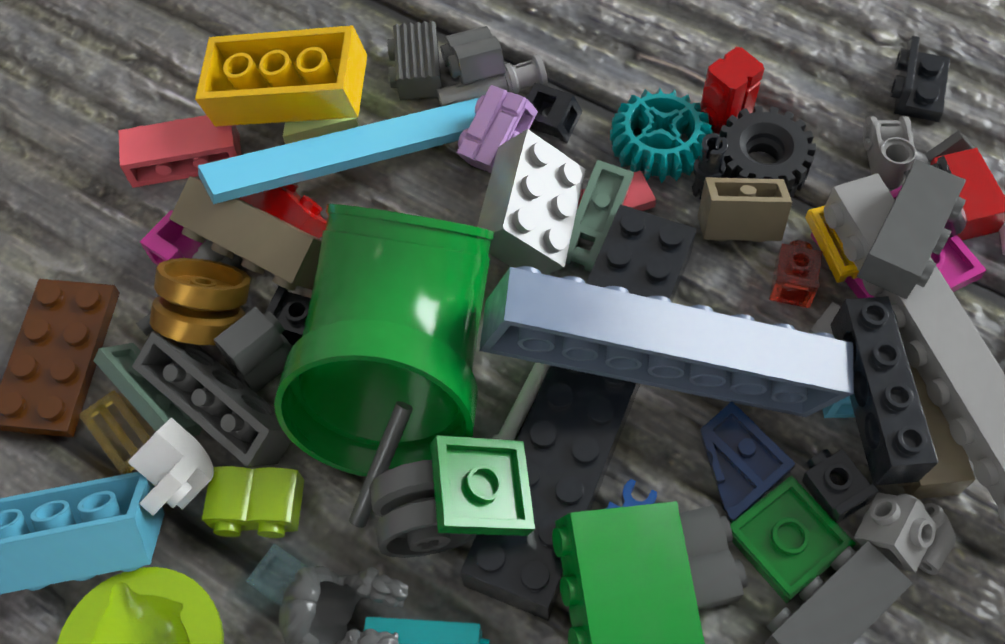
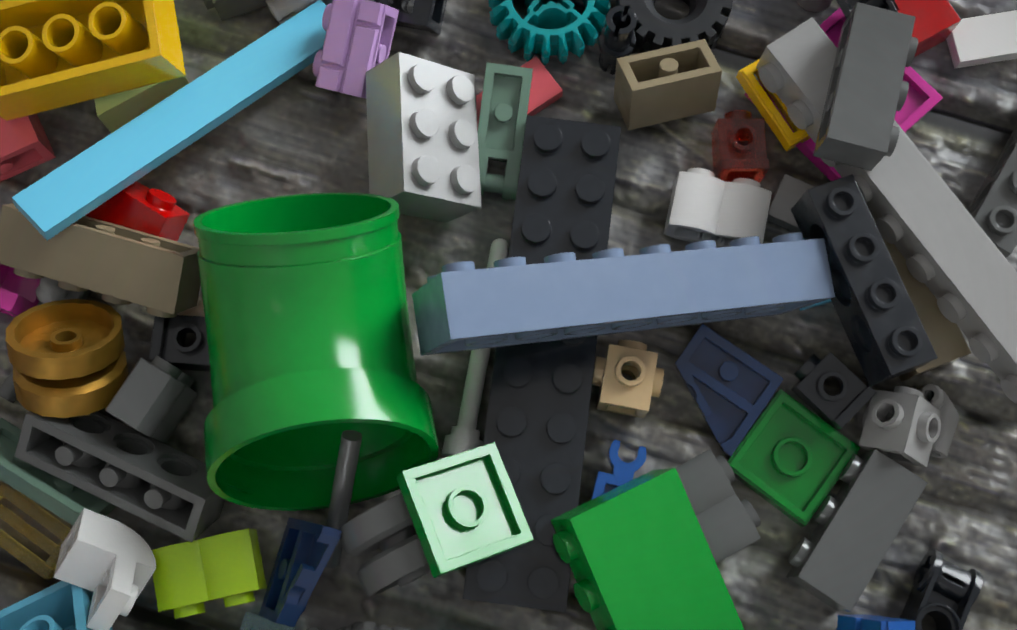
camera: 20 degrees left, 15 degrees up
(327, 515) = (297, 569): none -> dark blue wing
(653, 431) = (623, 395): none -> tan brick
(757, 299) = (716, 209): none -> white brick

